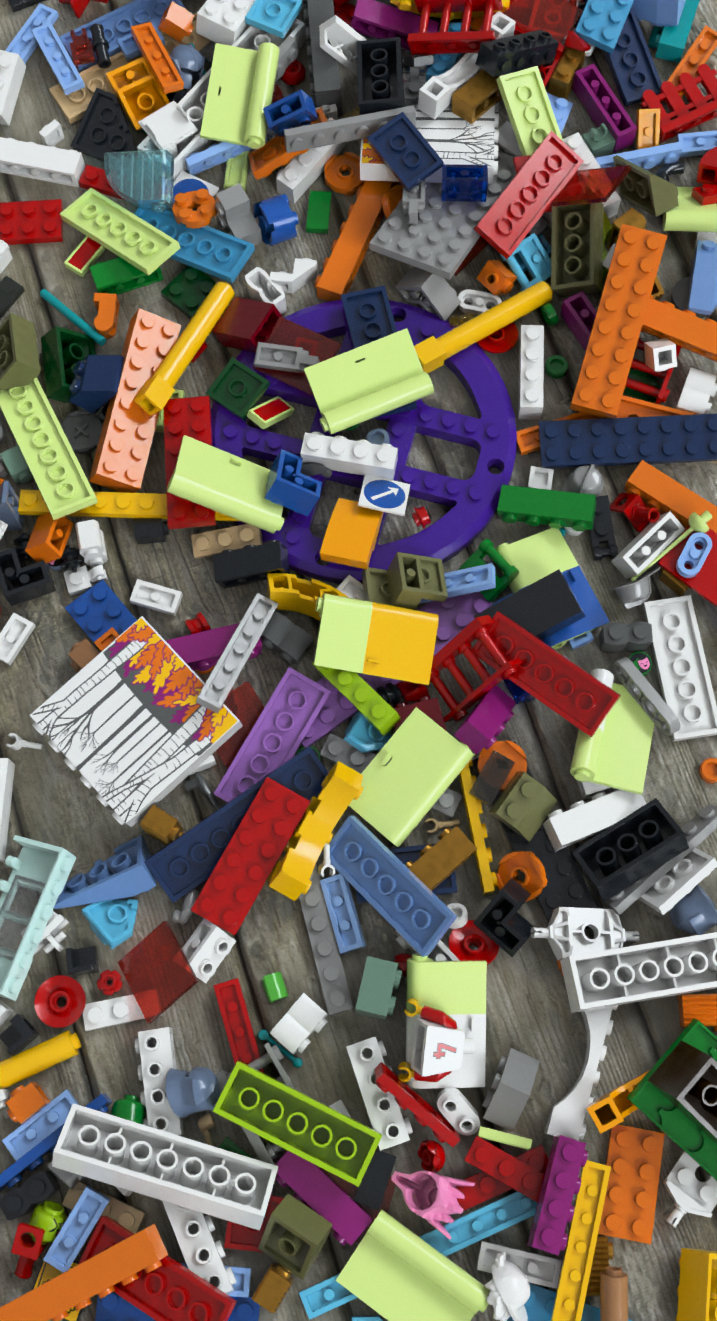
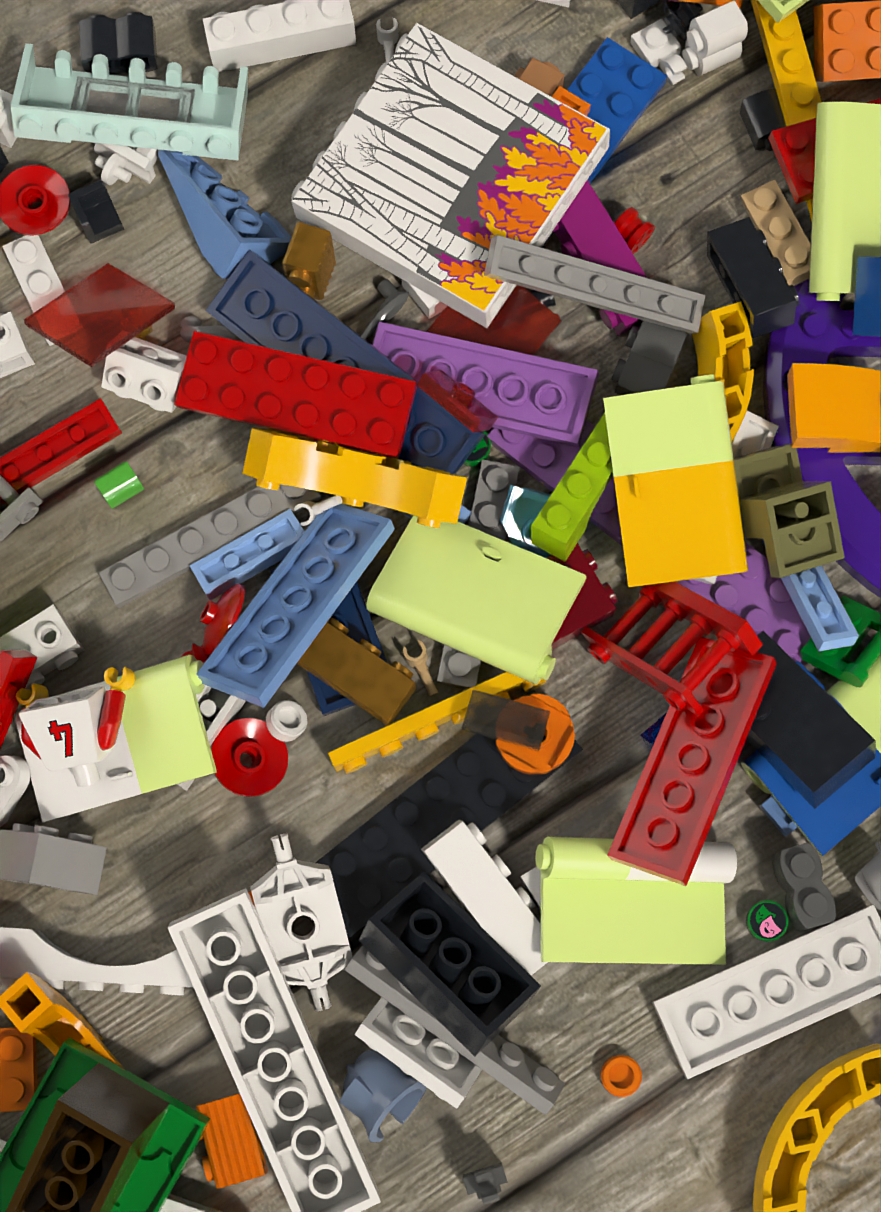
camera: 75 degrees right, 5 degrees up
(112, 920) = (163, 237): medium azure plate -> none
(116, 983) = (83, 266): red plate -> none
(156, 597) = (660, 159): white plate -> none
(263, 1035) = (51, 492): teal hinge -> none
(283, 755) = (457, 400): none -> clear red plate
(299, 1024) = (74, 533): white brick -> none
(376, 988) = (139, 624): sand green brick -> none
(383, 937) = (221, 616): none -> red dish
(390, 693) = (601, 536): black wheel -> none
(412, 691) = (616, 576): red slope -> none
(486, 720) = (597, 690): magenta brick -> none
(503, 922) = (290, 793): black brick -> none
(523, 805) = (474, 780): olive slope -> none
(527, 863) = (378, 820): orange plate -> none
(646, 696) = (711, 940): light grey beam -> none

